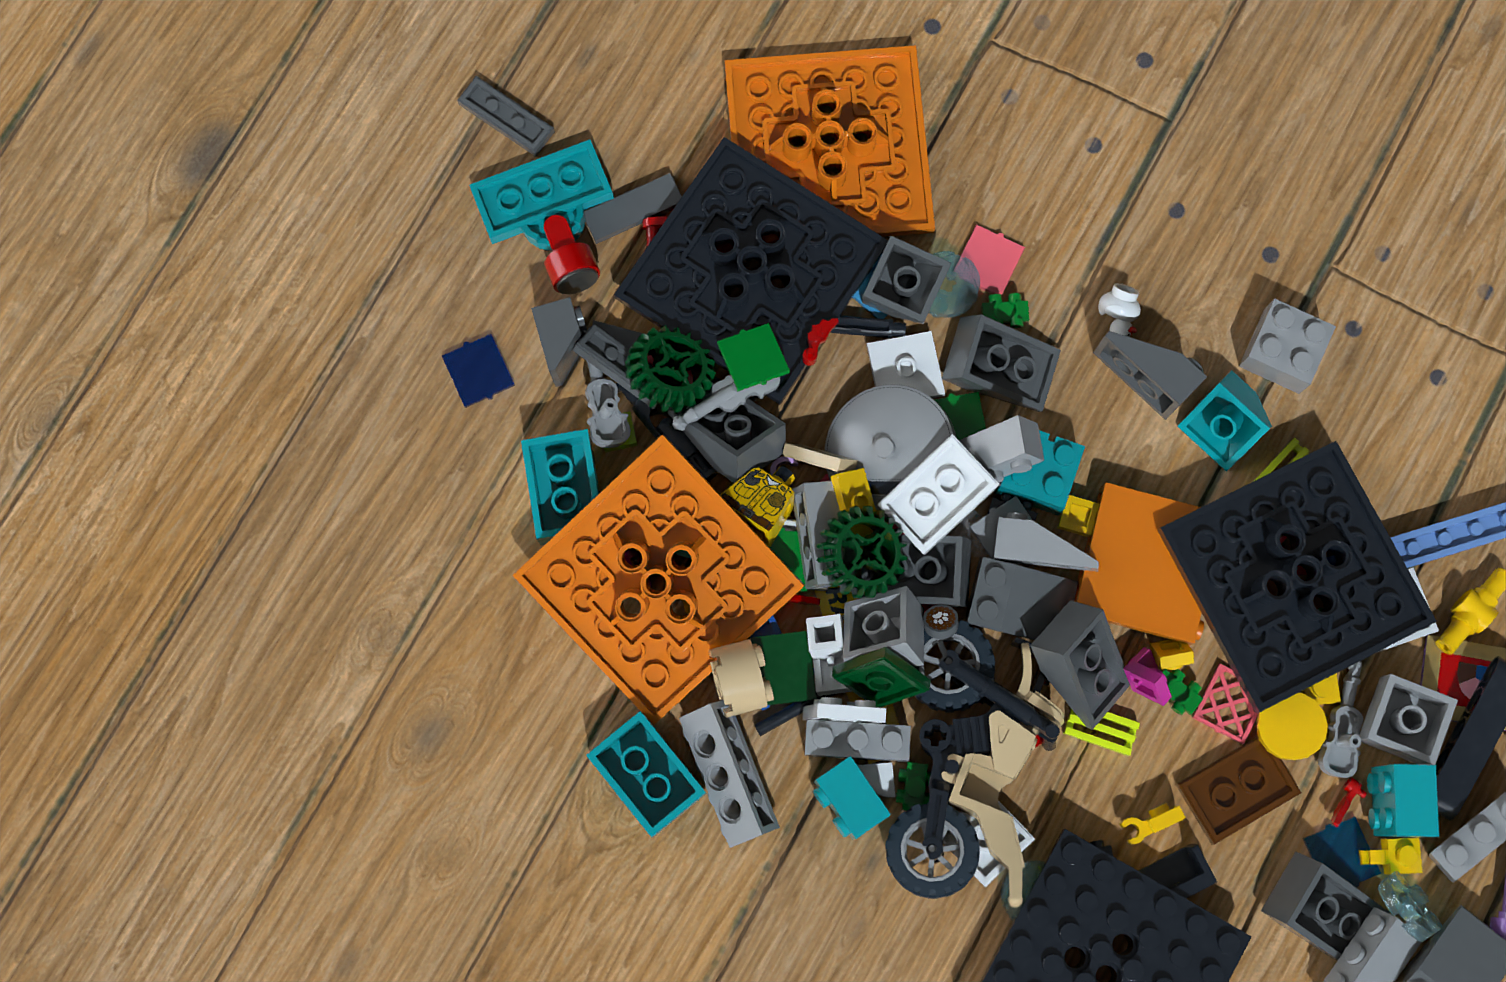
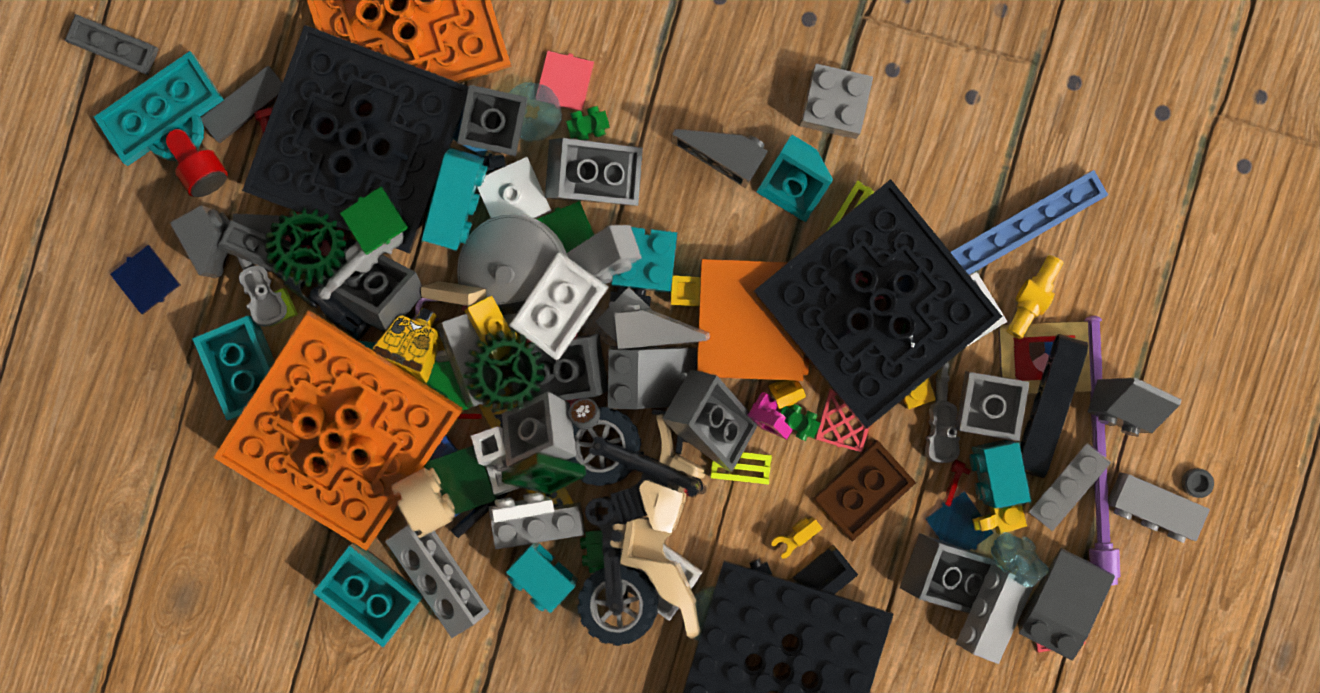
camera: 20 degrees left, 10 degrees up
(816, 337) = (426, 188): red piece -> none
(847, 353) = (454, 199): none -> teal brick
(880, 778) = (564, 550): white tile -> none
(1122, 305) = (688, 98): white animal -> none
(1292, 727) = (899, 432): yellow tile -> none

